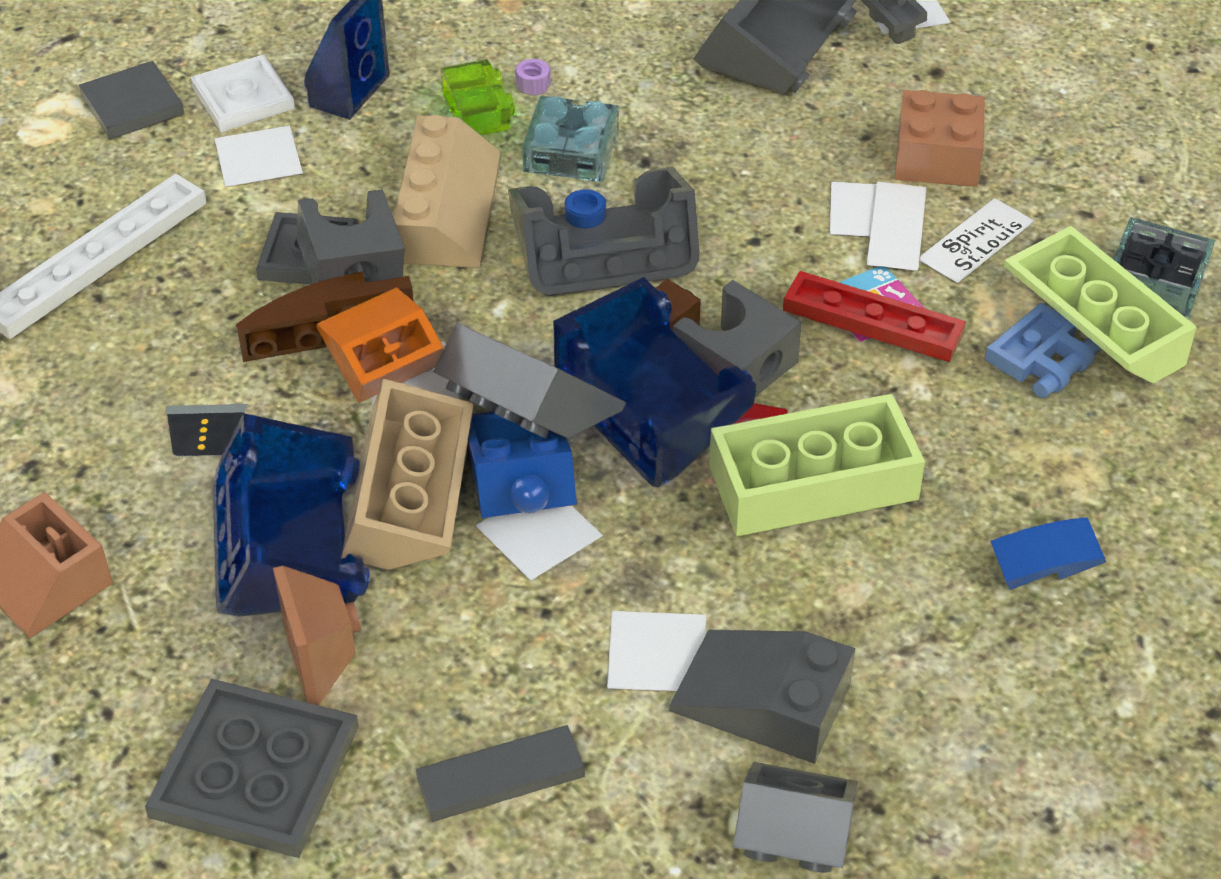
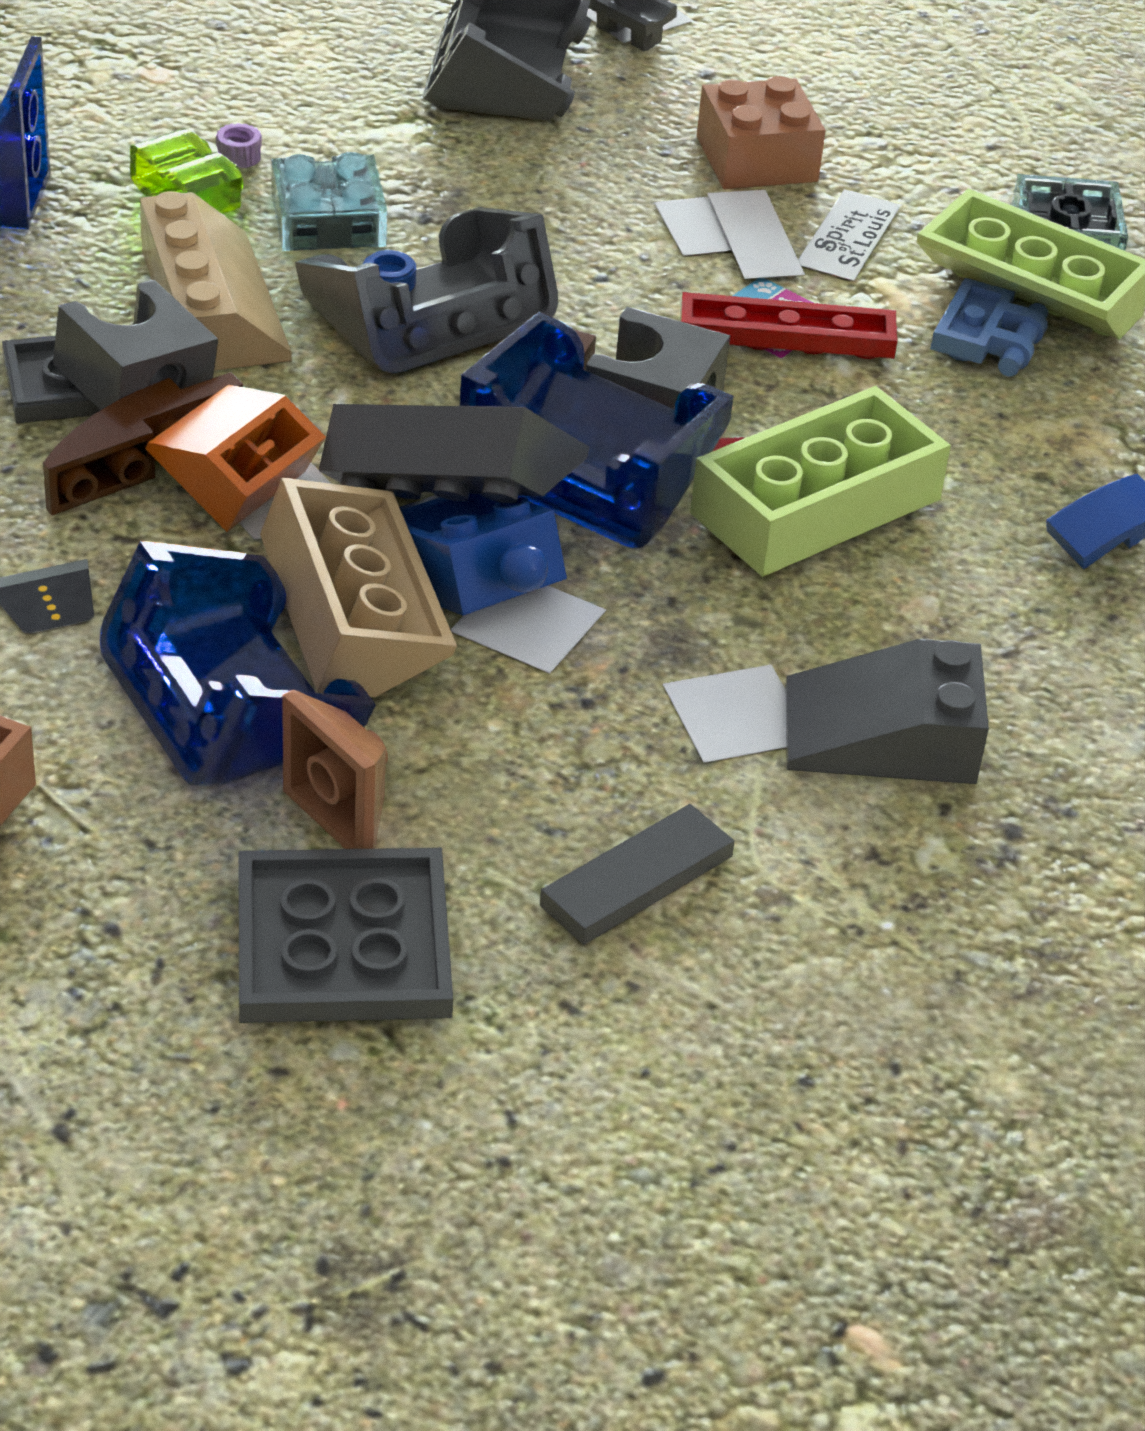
camera: 25 degrees left, 5 degrees down
(795, 816) = (1001, 832): slope -> none

